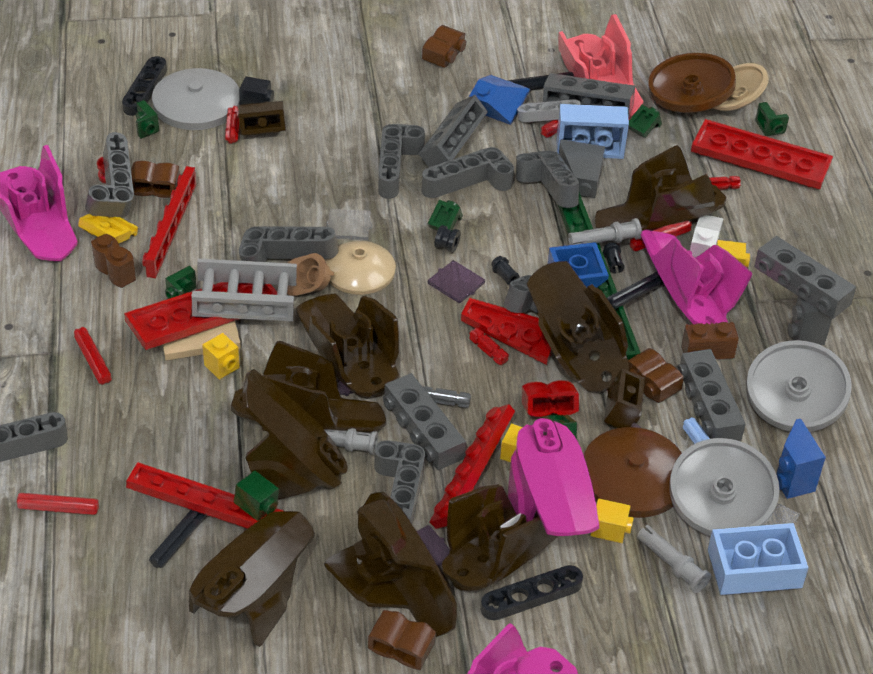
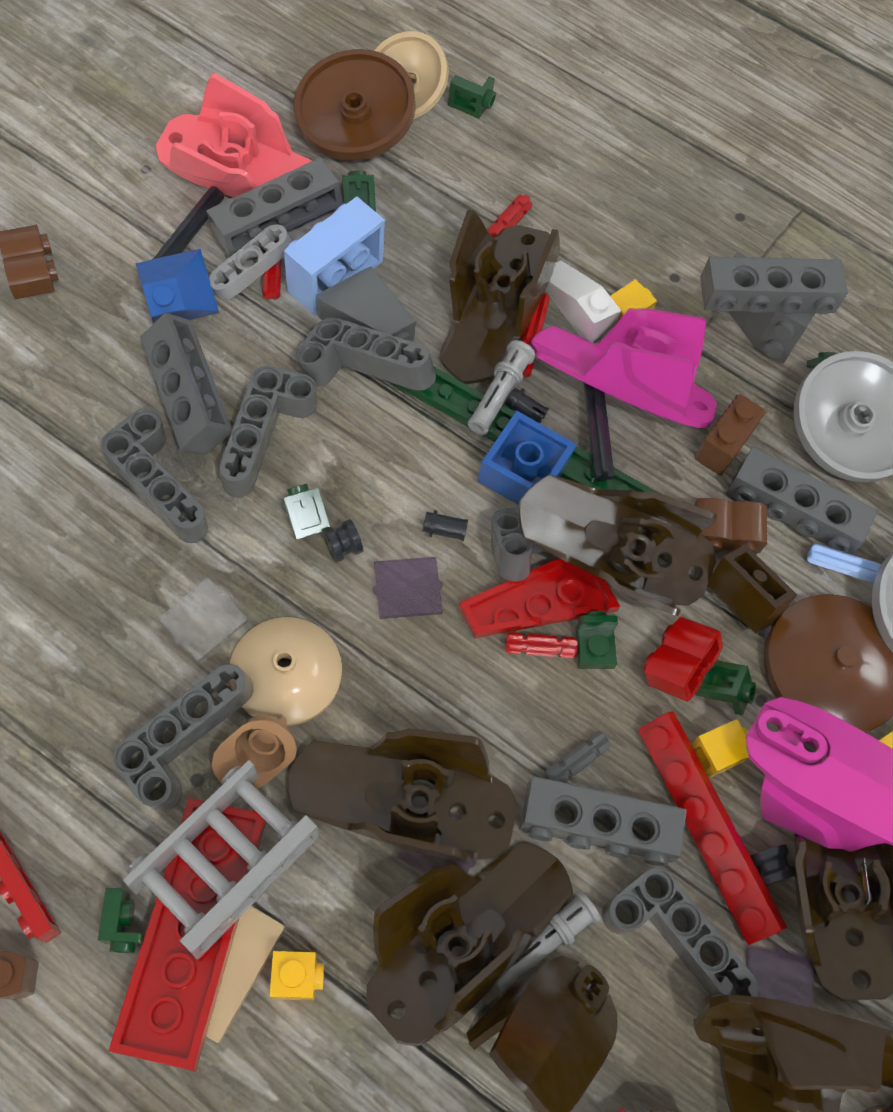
camera: 55 degrees left, 20 degrees up
(518, 365) = (596, 641): none -> dark green bracket
(762, 154) = (507, 146): red plate -> none

